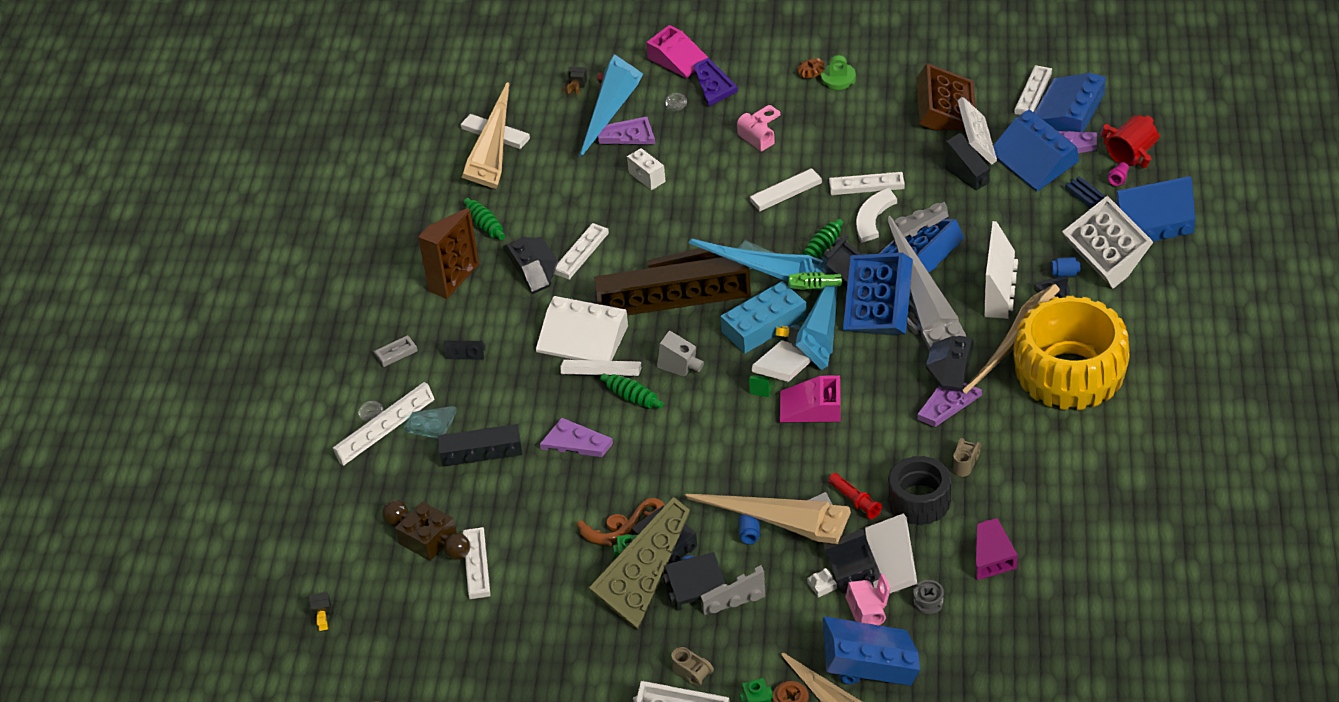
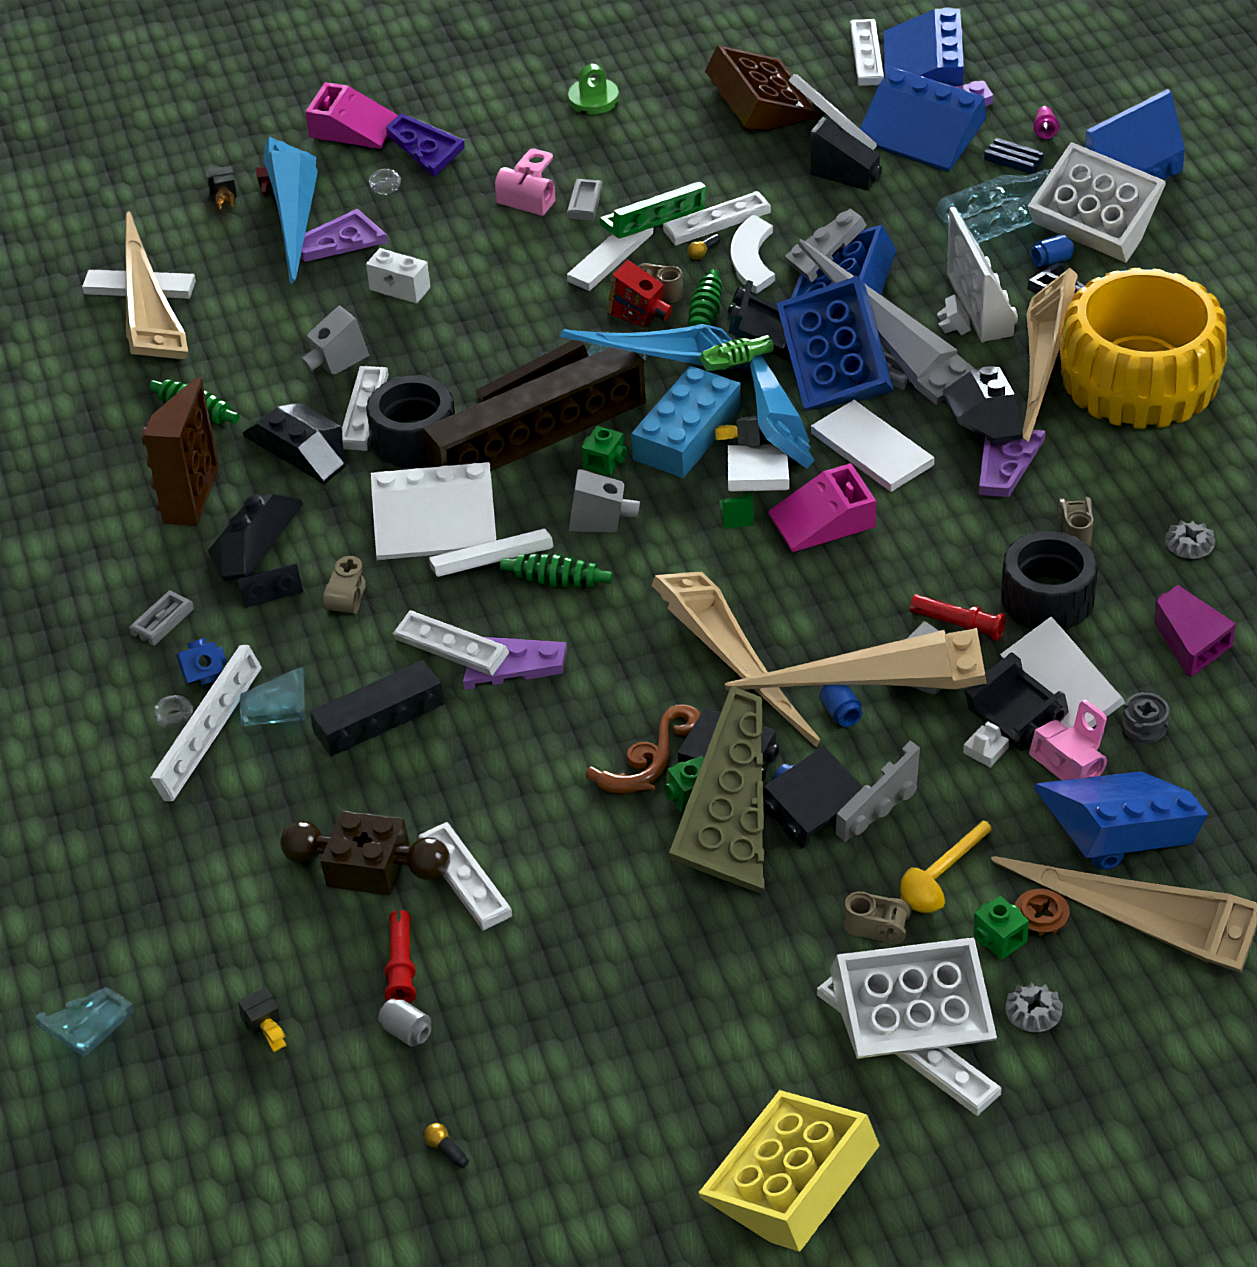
camera: 25 degrees left, 0 degrees up
(230, 578) = (87, 1020): none -> clear light blue wing
(392, 382) = (190, 666): none -> blue brick
(394, 638) = (405, 1022): none -> light grey brick
(409, 606) = (400, 969): none -> red pin
(470, 313) = (252, 534): none -> black wedge
(505, 363) = (345, 586): none -> dark tan piece
(544, 418) = (451, 643): none -> white tile
(582, 204) = (335, 343): none -> light grey torso
(592, 255) = (403, 401): none -> black tyre
(701, 321) = (603, 451): none -> green brick
(702, 447) = (706, 613): none -> tan plate
(722, 659) = (919, 886): none -> yellow piece
(779, 224) = (636, 296): none -> red torso
(791, 147) = (584, 199): none -> light grey tile
(801, 218) = (670, 278): none -> dark tan piece
(806, 71) = (544, 95): dark orange gear -> none
(827, 168) = (655, 210): none -> green fence
(841, 202) = (698, 249): none -> pearl gold piece
(871, 367) = (872, 445): none -> white tile
(974, 294) = (954, 316): none -> white tile
(1039, 495) = (1186, 547): none -> light grey gear
(1063, 215) = (992, 194): none -> clear light blue piece
(1131, 140) = (1040, 77): red container -> none

